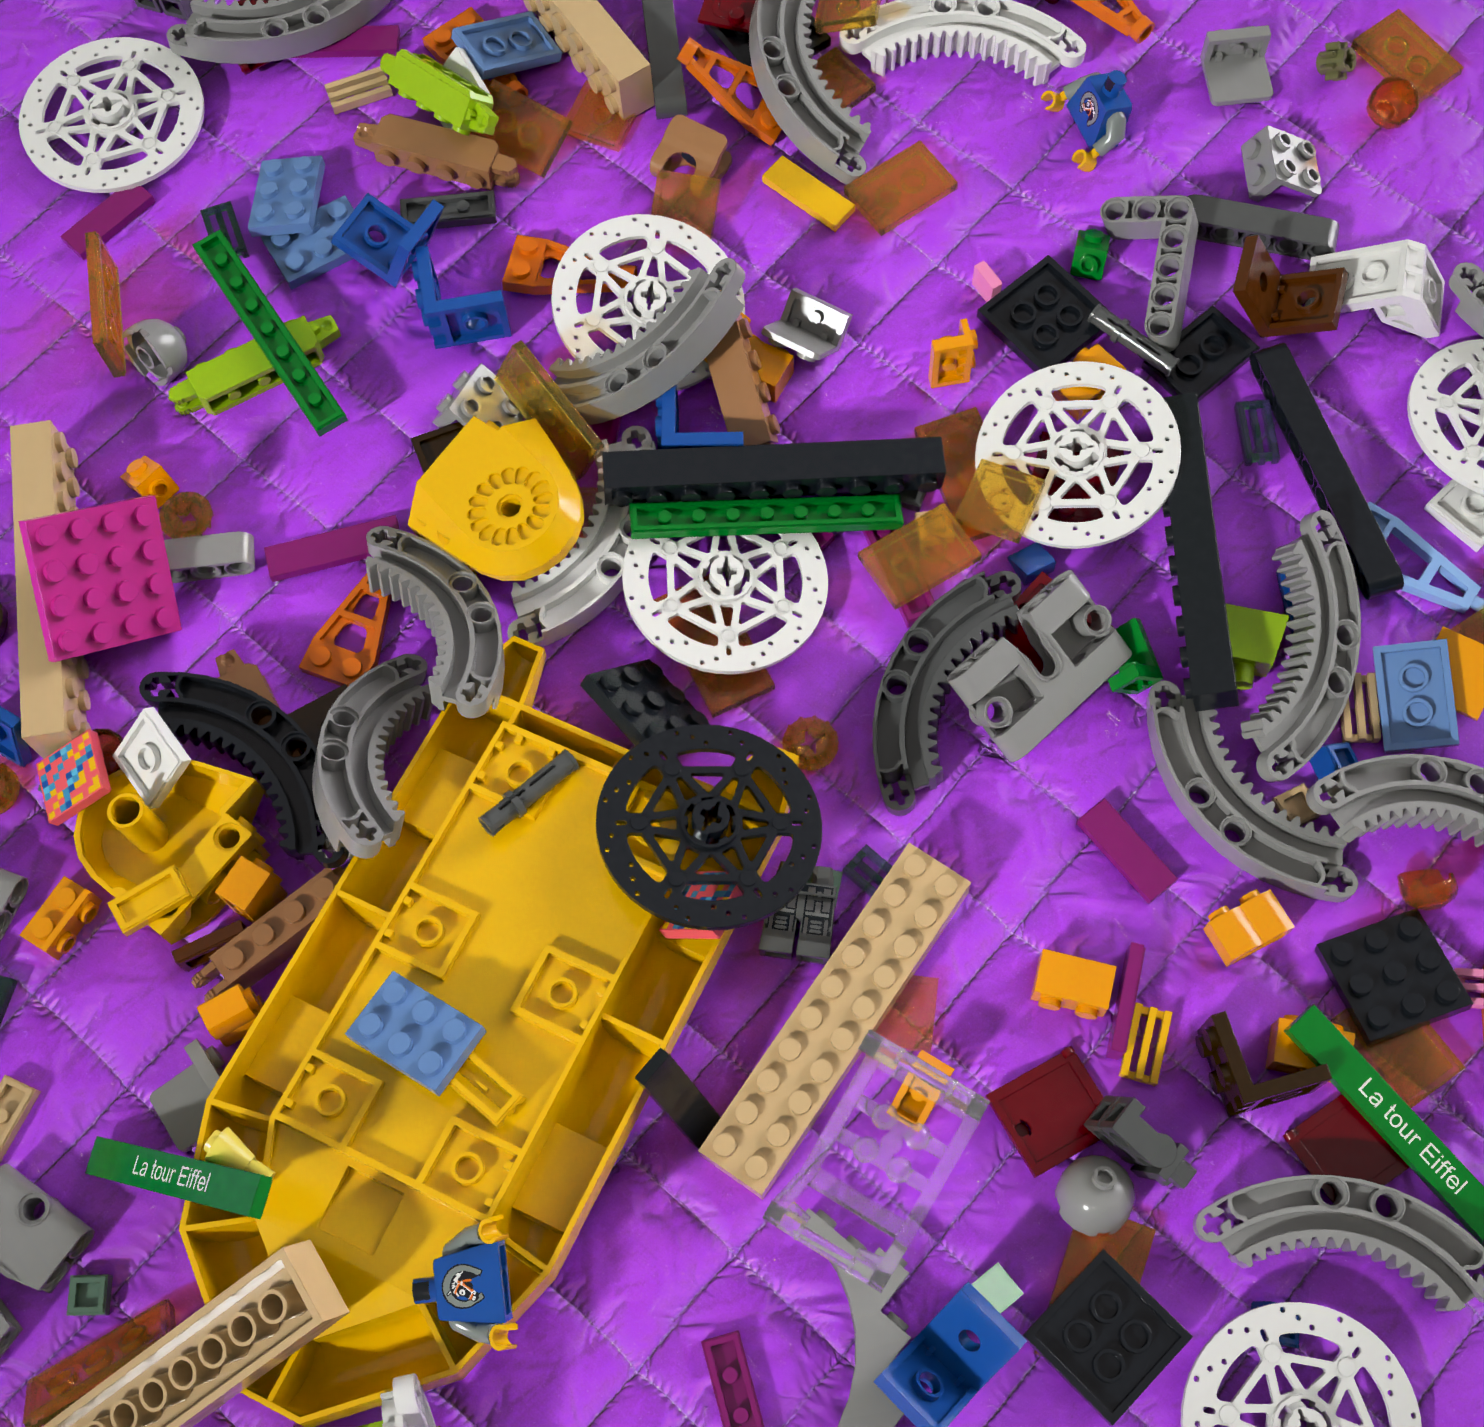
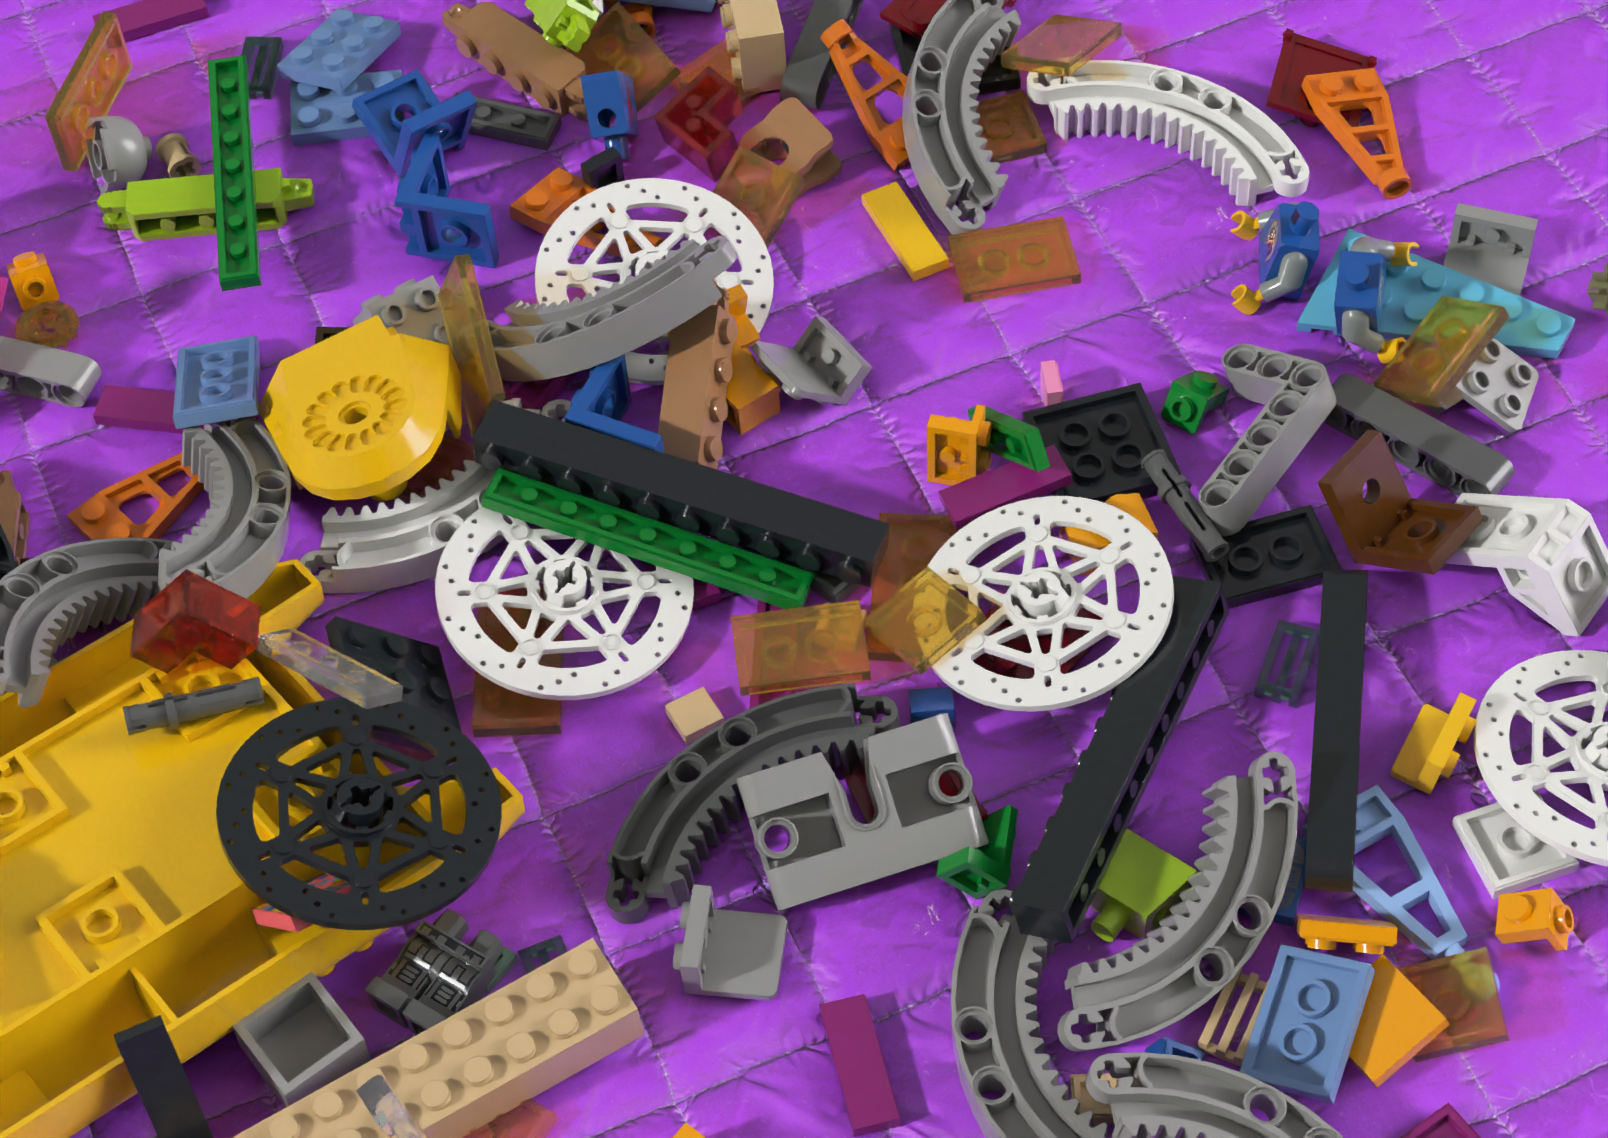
camera: 25 degrees right, 15 degrees down
(208, 335) = (175, 153): none -> tan bush
(361, 514) = (217, 382): none -> medium blue tile
(492, 726) = (196, 618): none -> clear red brick
(534, 162) = (607, 96): none -> blue torso
(556, 224) = (603, 169): none -> black plate
(611, 165) = (698, 122): none -> clear red brick
(612, 720) = (330, 668): none -> clear tile
(735, 1008) = (301, 1040): none -> light grey piece
(825, 748) = (579, 811): clear yellow gear -> none
(866, 637) = (694, 715): none -> tan tile
(994, 335) = (1015, 440): none -> green tile
(995, 805) = (729, 950): none -> light grey bracket
(999, 373) = (1001, 487): none -> magenta tile
(1179, 128) = (1361, 293): none -> torso
(1202, 119) = (1416, 289): none -> medium azure wing
(1250, 153) = (1441, 350): none -> clear yellow tile
(1392, 455) = (1431, 743): none -> yellow bracket
(1409, 617) = (1365, 934): none -> light orange tile

